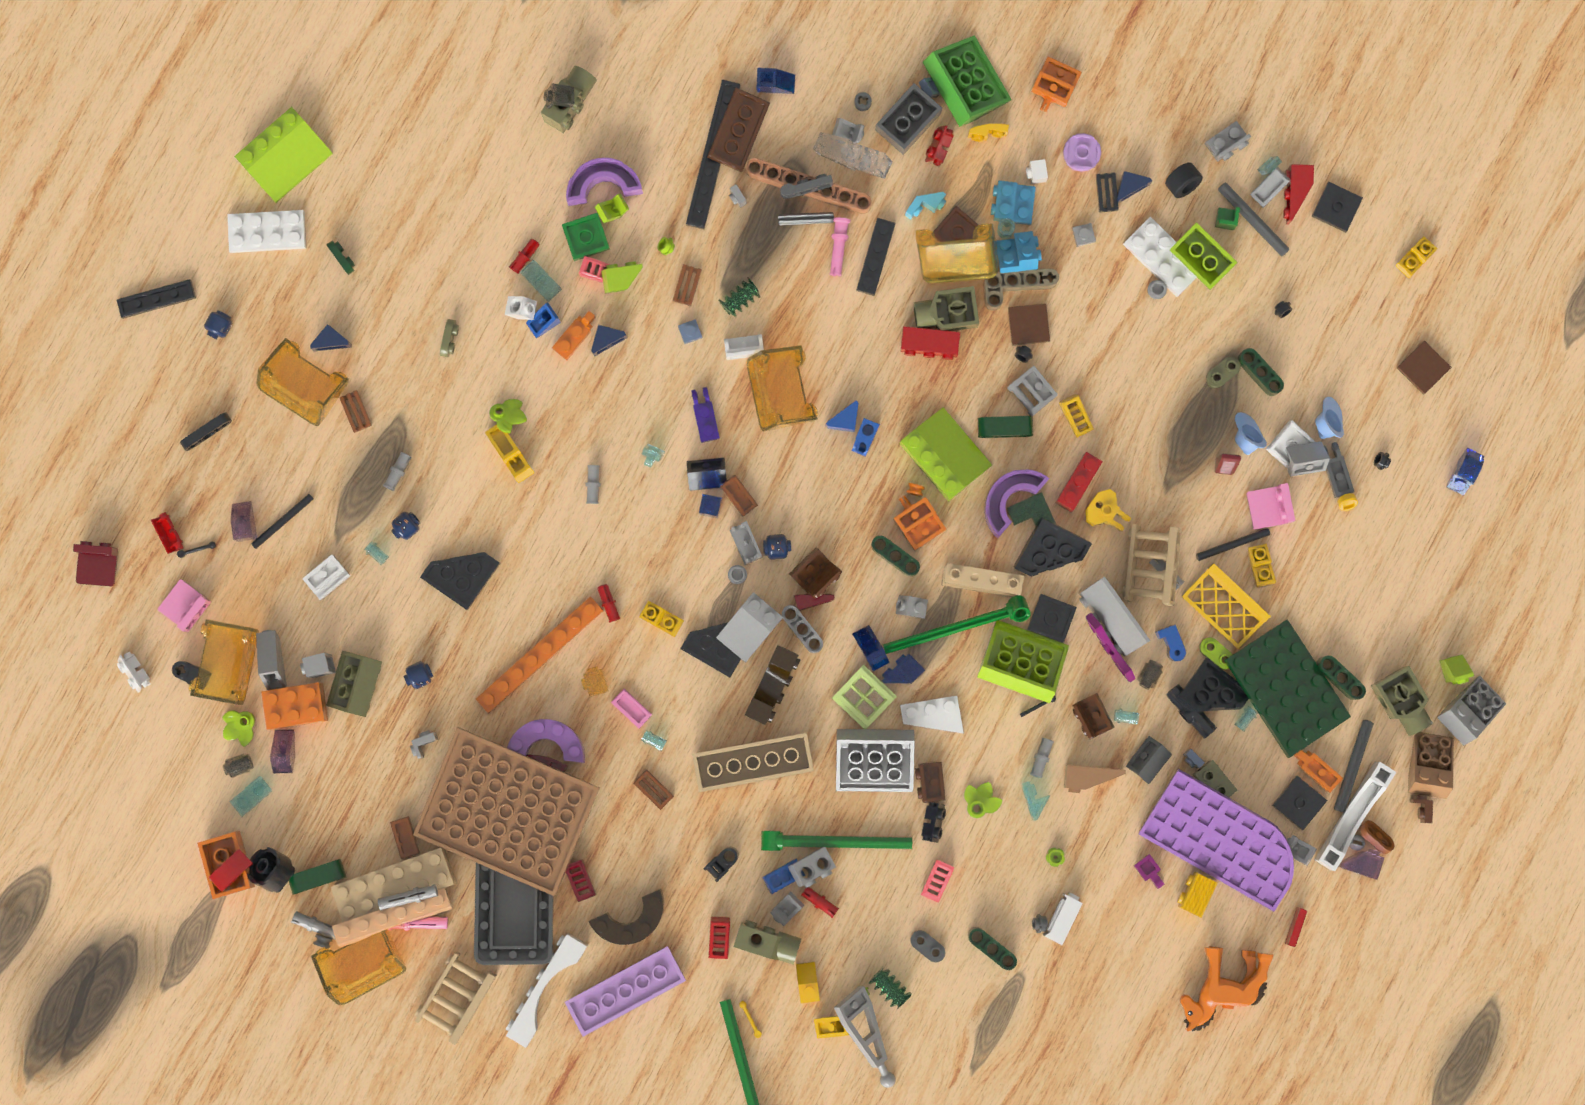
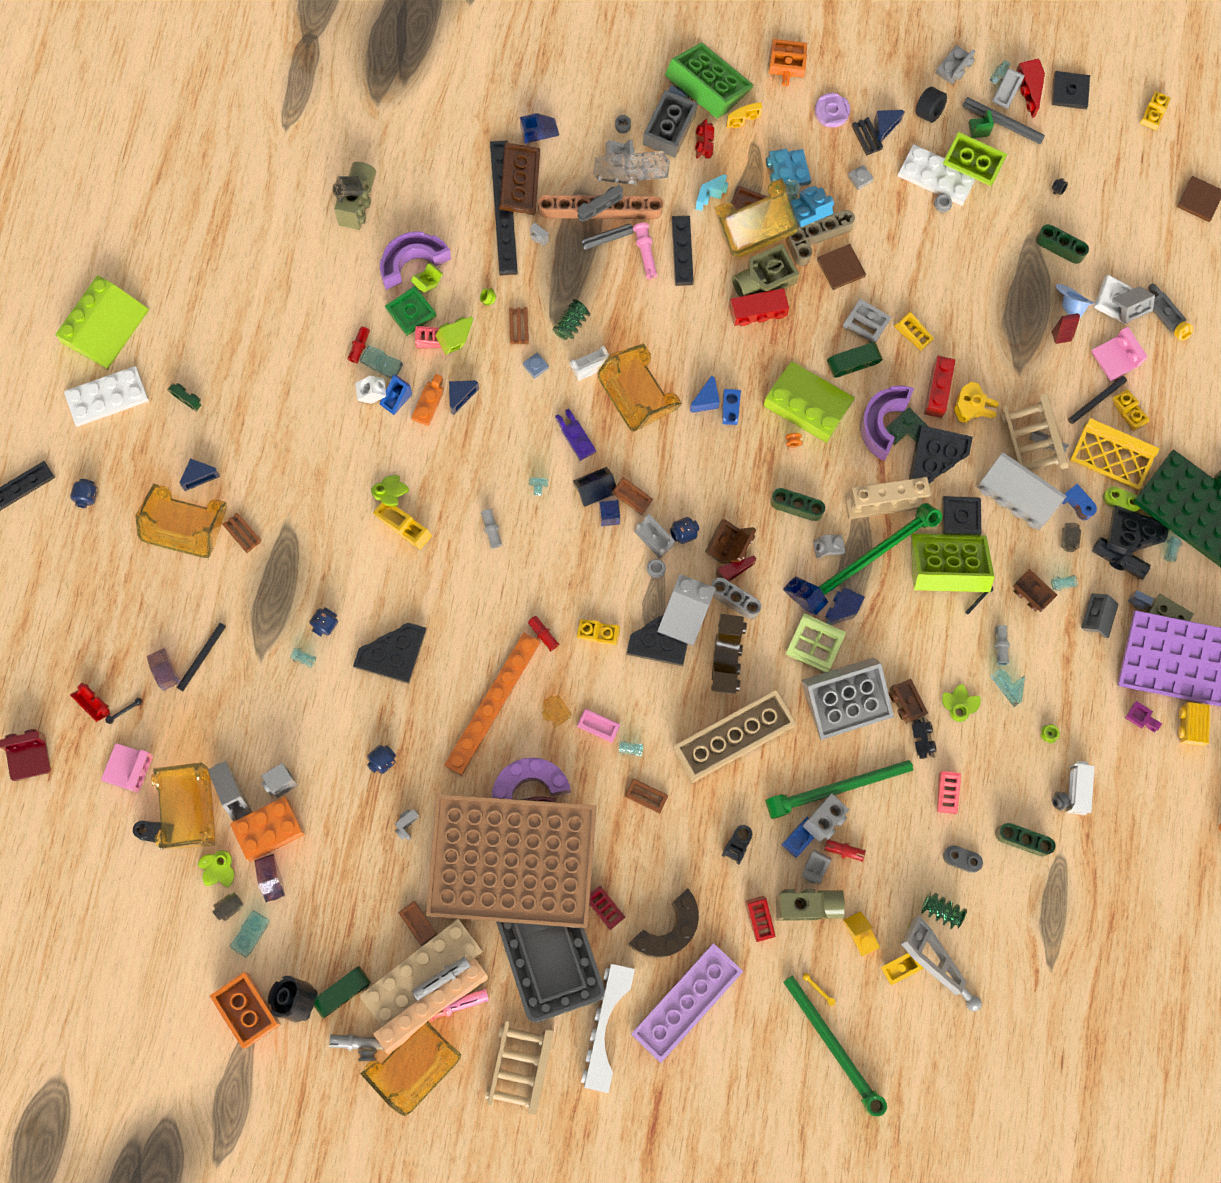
camera: 25 degrees left, 10 degrees down
(128, 666) = (87, 844): white hinge -> none
(205, 431) = (100, 595): black beam -> none
(230, 870) = (251, 1011): red slope -> none
(326, 577) = (261, 695): white plate -> none
(354, 683) = (320, 788): olive slope -> none
(397, 471) = (299, 574): light grey pin -> none
(447, 344) = (310, 431): olive plate -> none
(918, 522) = (807, 467): orange plate -> none
(934, 714) = (886, 637): white wing -> none
(1023, 354) = (846, 292): black plate -> none
(1037, 171) = (800, 135): white plate -> none
(1086, 777) = (1045, 650): medium nougat slope -> none
(1109, 647) = (1042, 536): magenta tile -> none
(1223, 372) = (1028, 254): olive plate -> none
(1330, 420) = (1138, 267): light blue piece -> none
(1382, 460) = (1198, 286): black plate -> none

